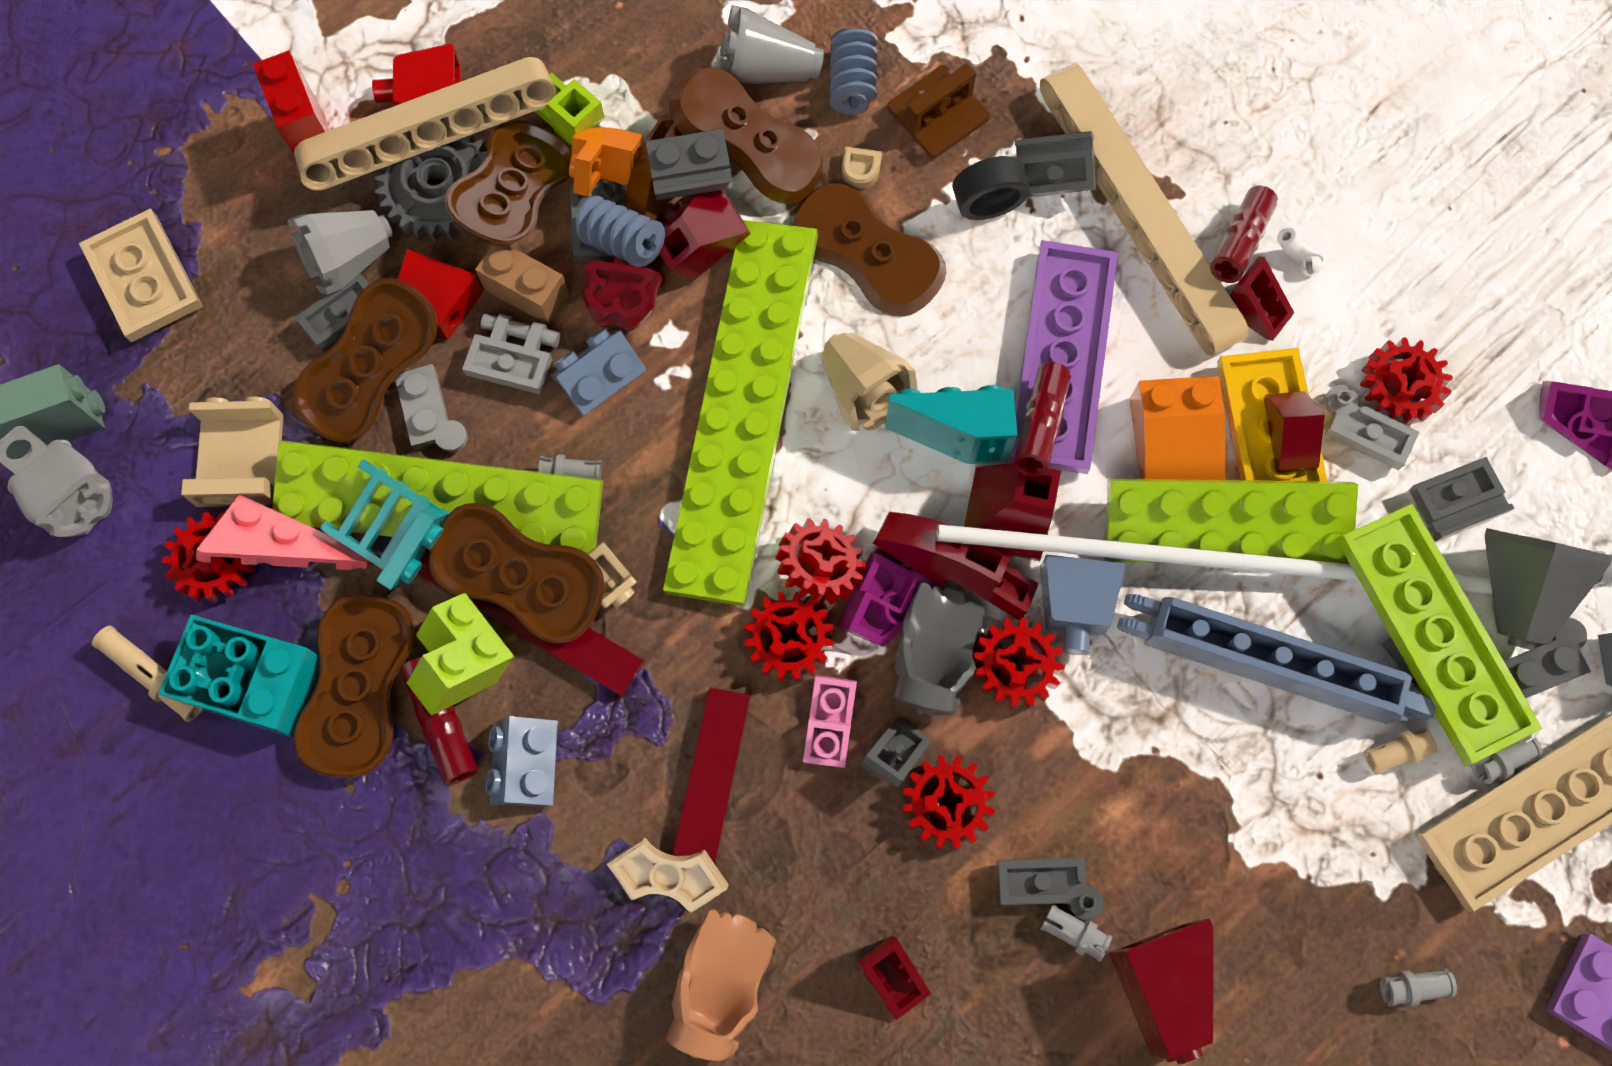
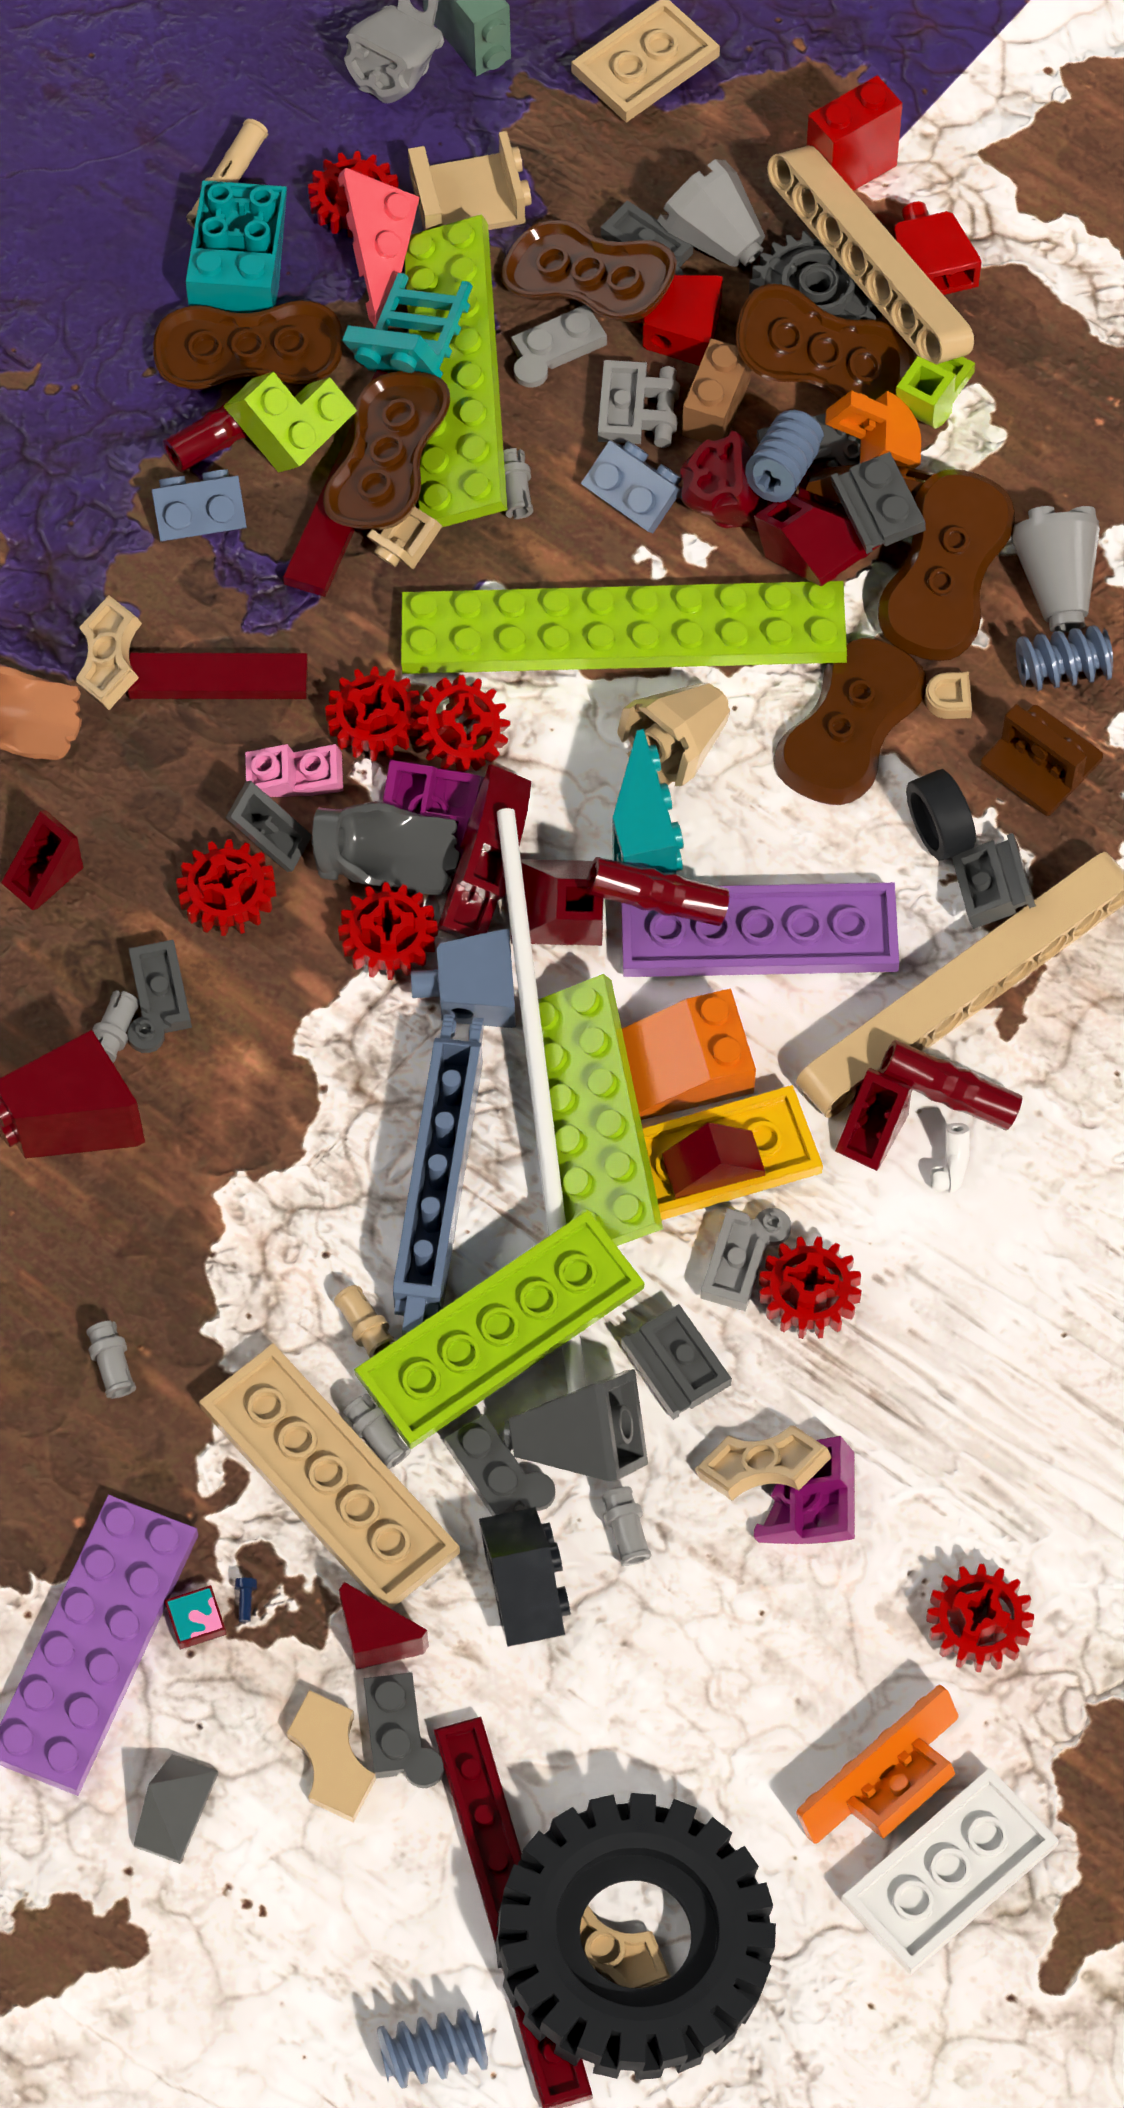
camera: 80 degrees right, 10 degrees down
(1562, 463) = (783, 1459): none -> tan tile

